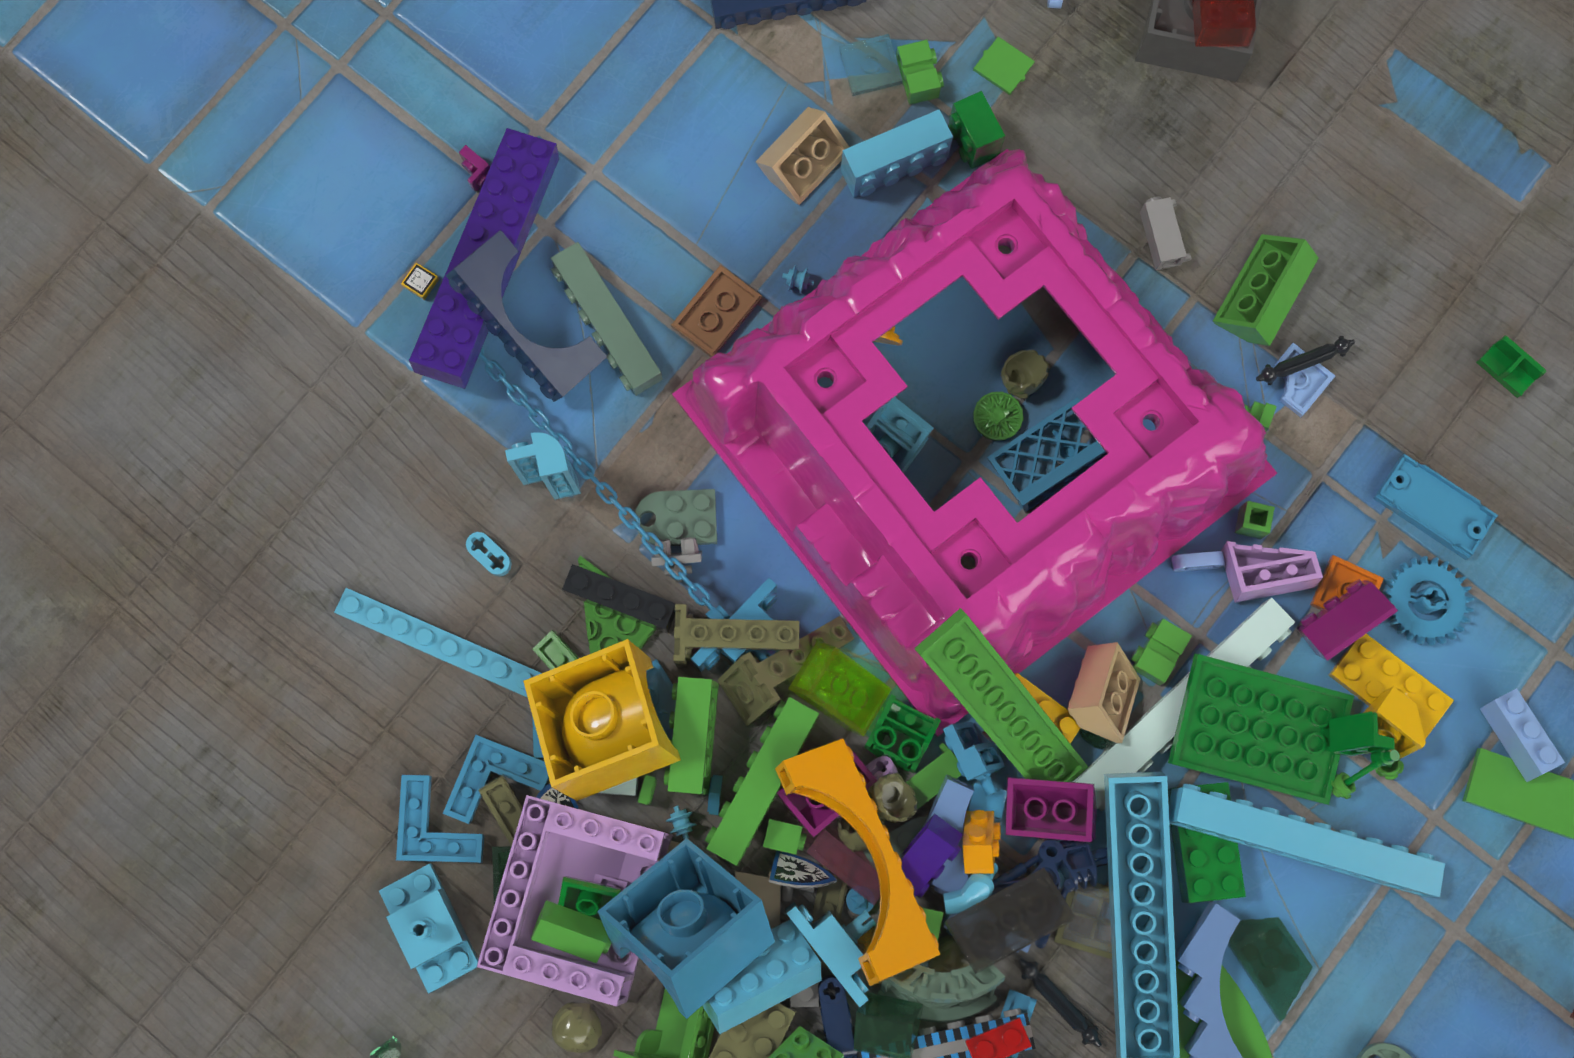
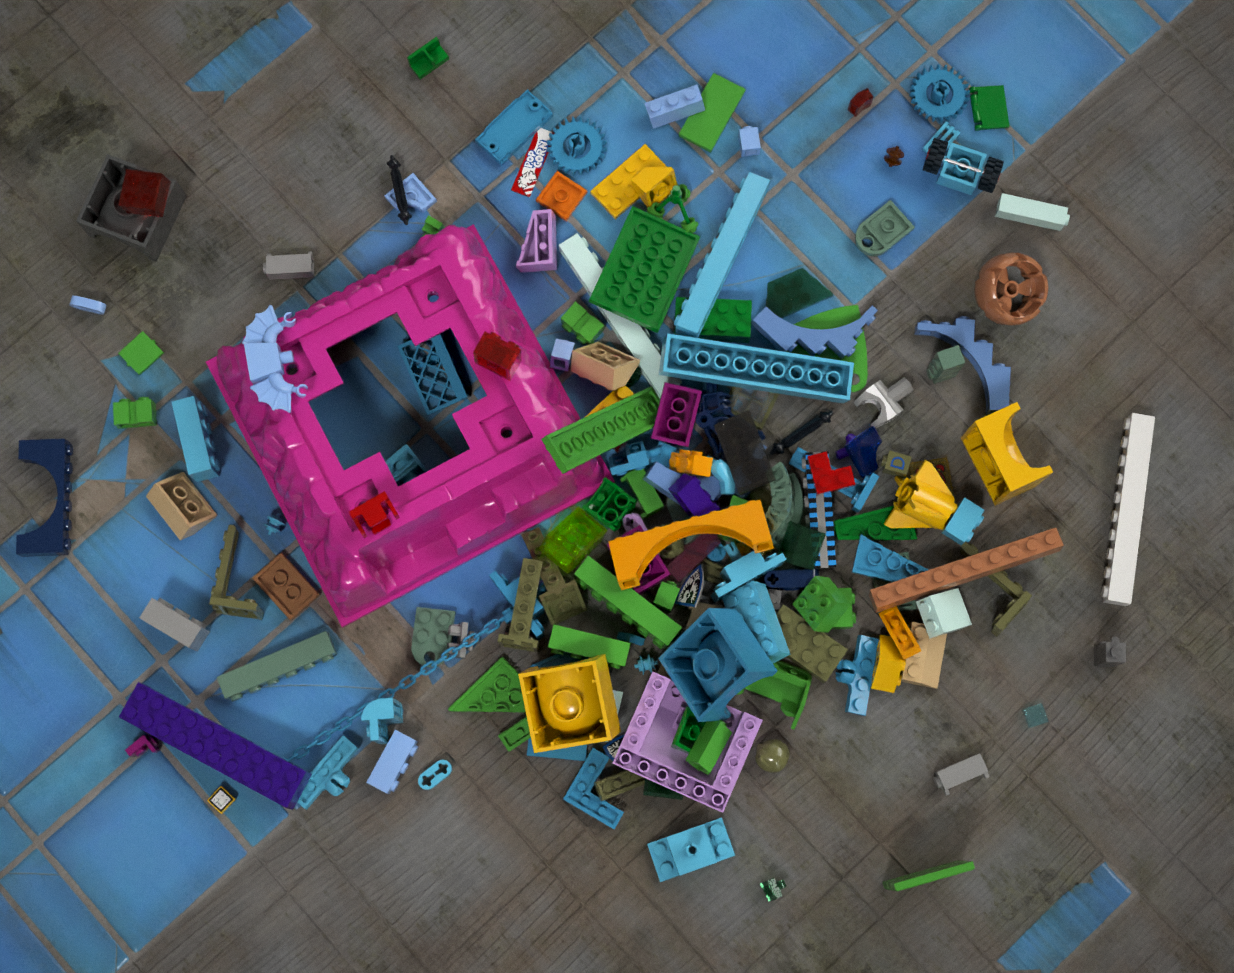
camera: 80 degrees left, 0 degrees up
(413, 838) = (633, 849): dark azure plate -> none
(434, 641) = (493, 818): medium azure plate -> none
(471, 412) = (329, 773): none -> medium azure plate
(480, 284) = (239, 746): dark blue arch -> none
(497, 494) = (393, 762): none -> light blue brick
(619, 598) = (484, 682): black brick -> none
(640, 175) = (175, 623): none -> light grey brick
(647, 790) = (621, 684): bright green tile -> none
(713, 225) = (227, 604): none -> olive bracket
(809, 390) = (373, 514): none -> red panel
(870, 65) = (121, 447): clear light blue tile -> none
(893, 798) = (653, 515): olive hair -> none
(976, 130) = (189, 380): green brick -> none
(998, 416) = (399, 402): bright green wheel -> none
(1009, 205) = (266, 360): none -> light blue torso
(1024, 373) = (373, 378): olive hair -> none
(1076, 524) = (497, 355): none -> clear red brick
(1109, 628) = (561, 355): none -> light blue brick
(1198, 561) = (525, 284): light blue beam -> none
(1254, 519) = (503, 245): bright green brick -> none
(1266, 288) = (343, 205): bright green slope -> none
(1345, 619) = (581, 200): magenta slope -> none
(1357, 735) = (659, 208): green panel -> none
(1386, 542) = (532, 163): none -> sticker
(1493, 856) = (749, 141): none -> light blue brick

